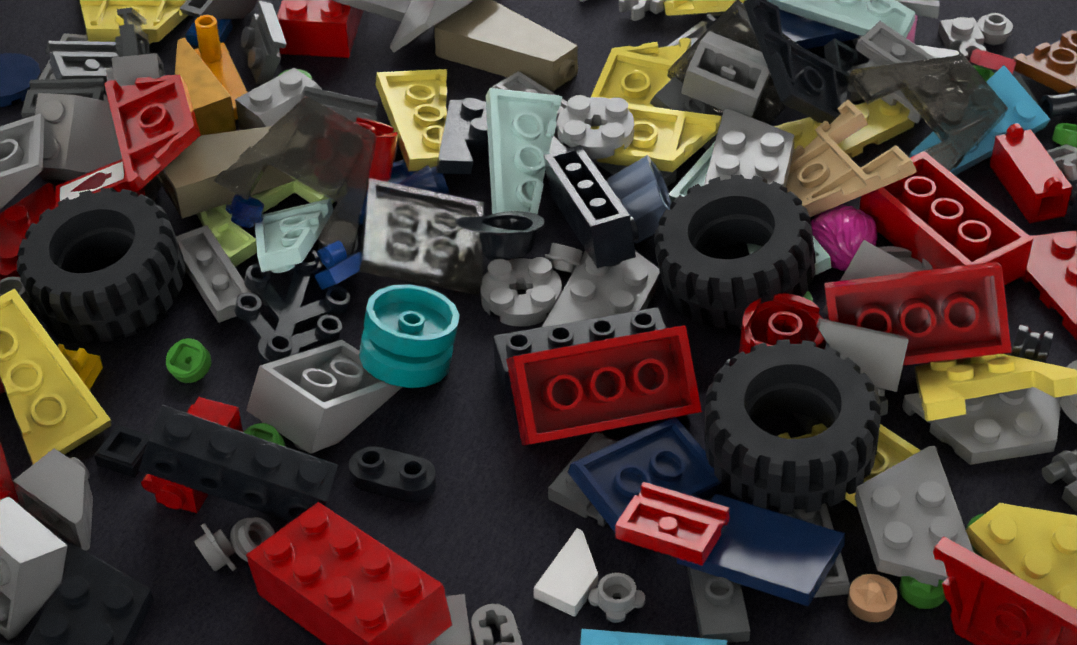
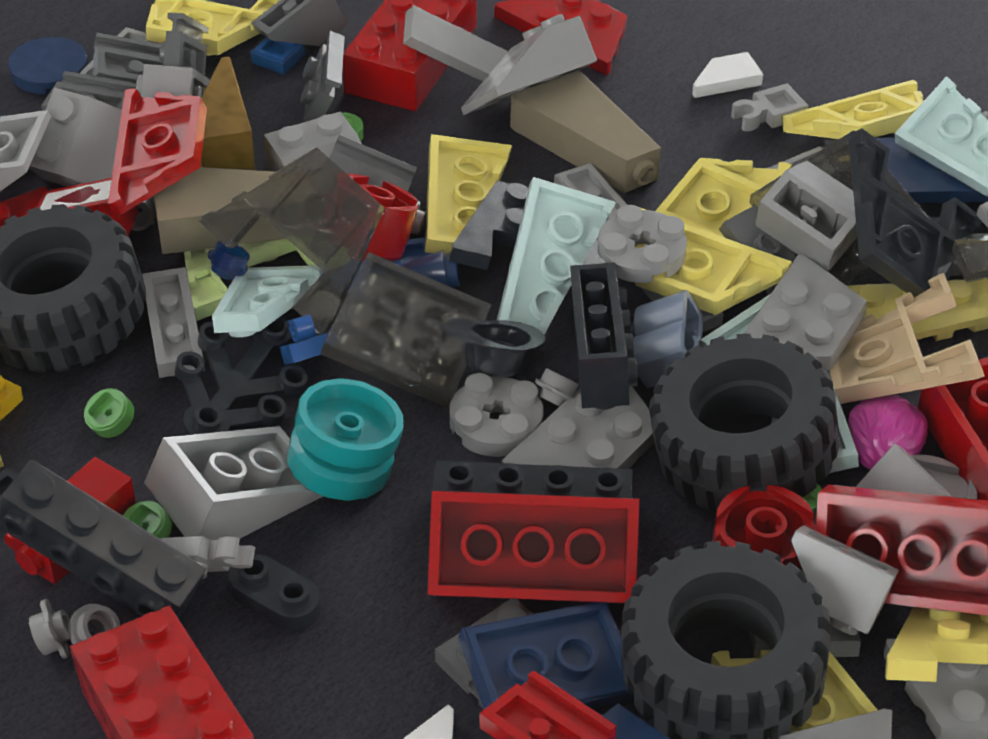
camera: 15 degrees right, 0 degrees up
(218, 58) = (266, 93): light orange piece -> none
(340, 451) = (214, 554): none -> light grey plate

